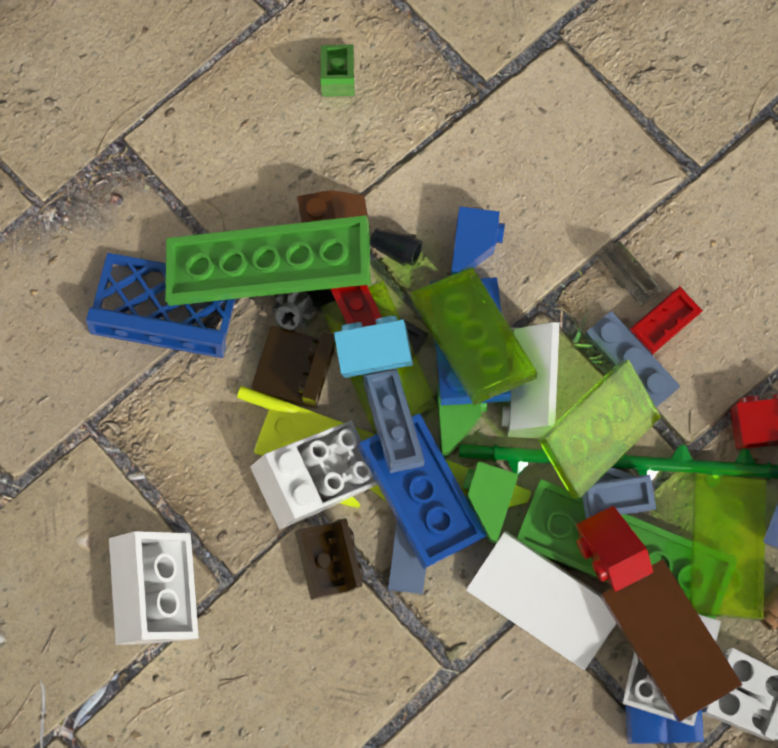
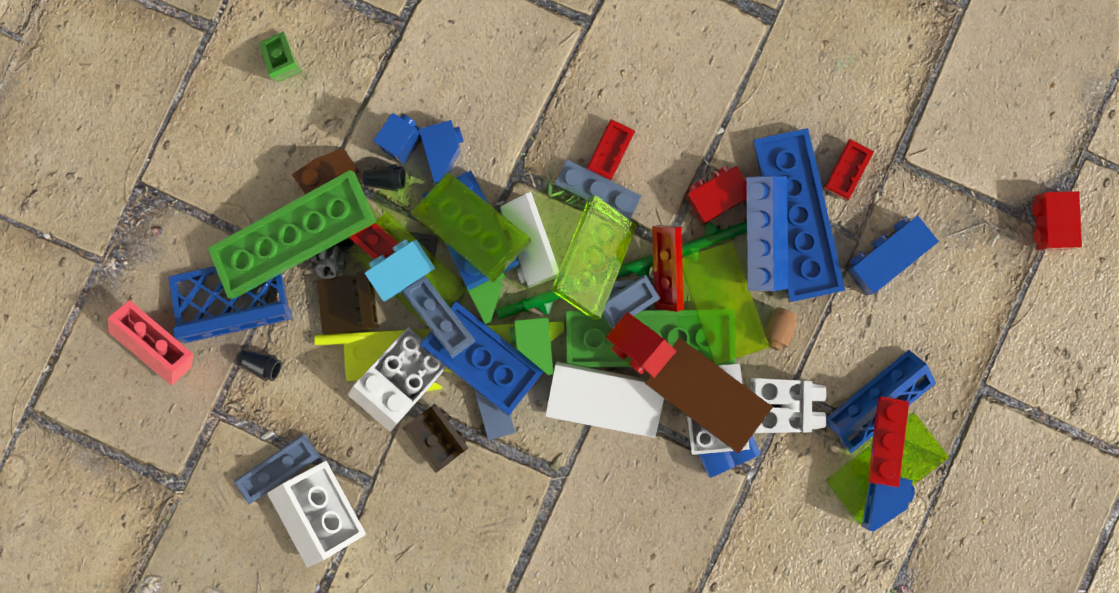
camera: 20 degrees left, 10 degrees up
(56, 314) = (150, 342): none -> coral brick
(142, 514) = (277, 469): none -> sand blue tile
(165, 391) = (260, 364): none -> black cone
(432, 207) = (398, 137): none -> blue brick
(629, 273) = (568, 124): clear smoke plate -> none
(679, 477) = (668, 267): none -> red plate

